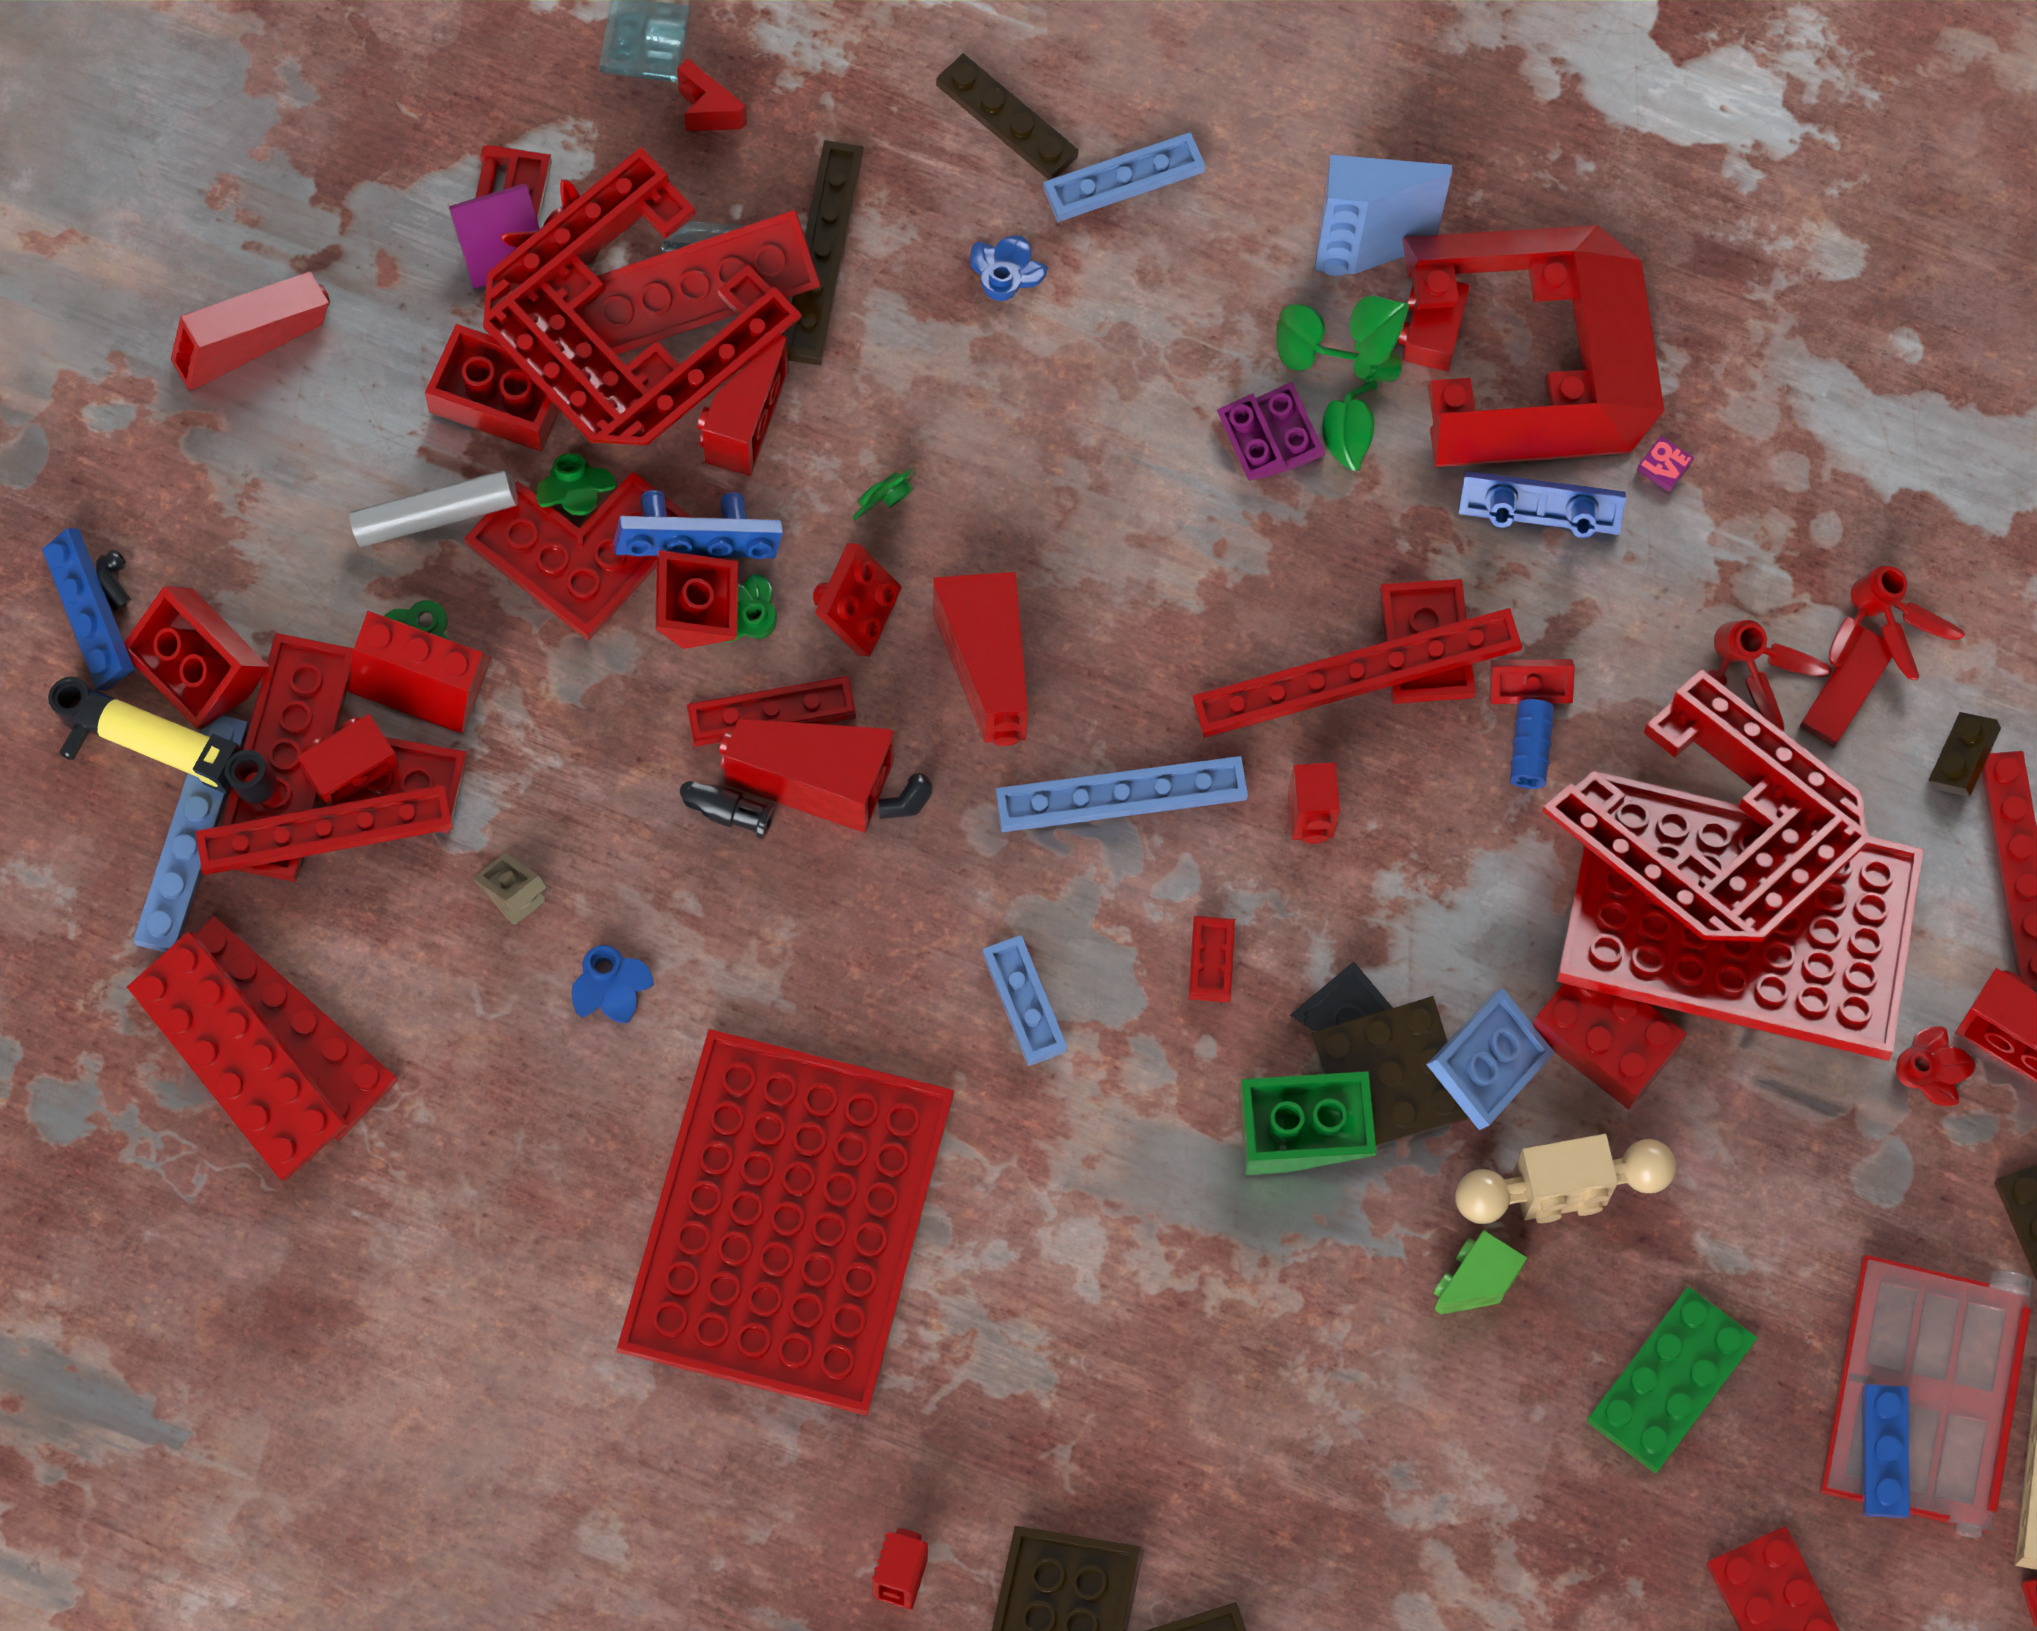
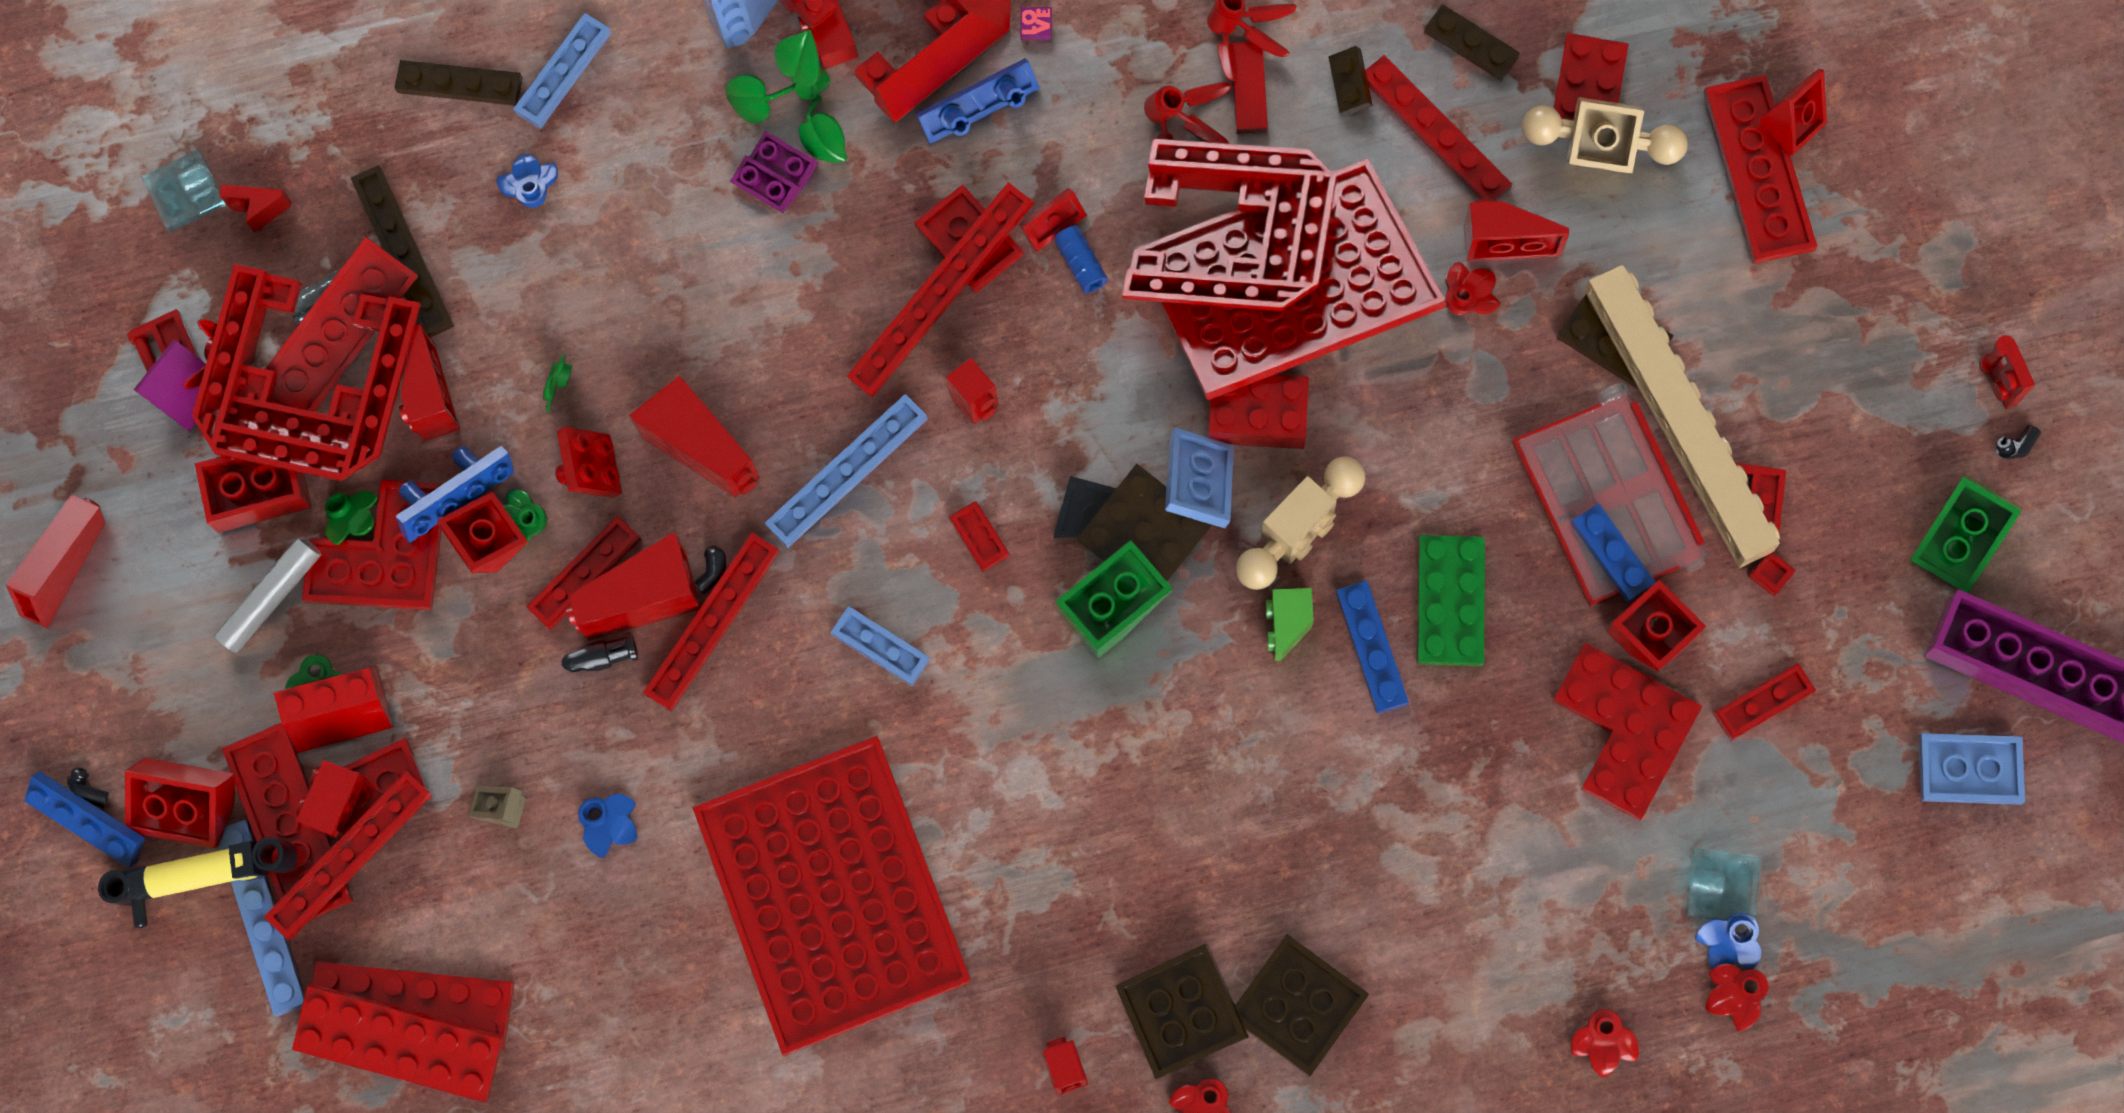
camera: 25 degrees left, 5 degrees up
(866, 852) = (711, 622): none -> red plate
(1549, 1369) = (1372, 647): none -> blue plate
(1875, 1563) = (1656, 627): none -> red slope

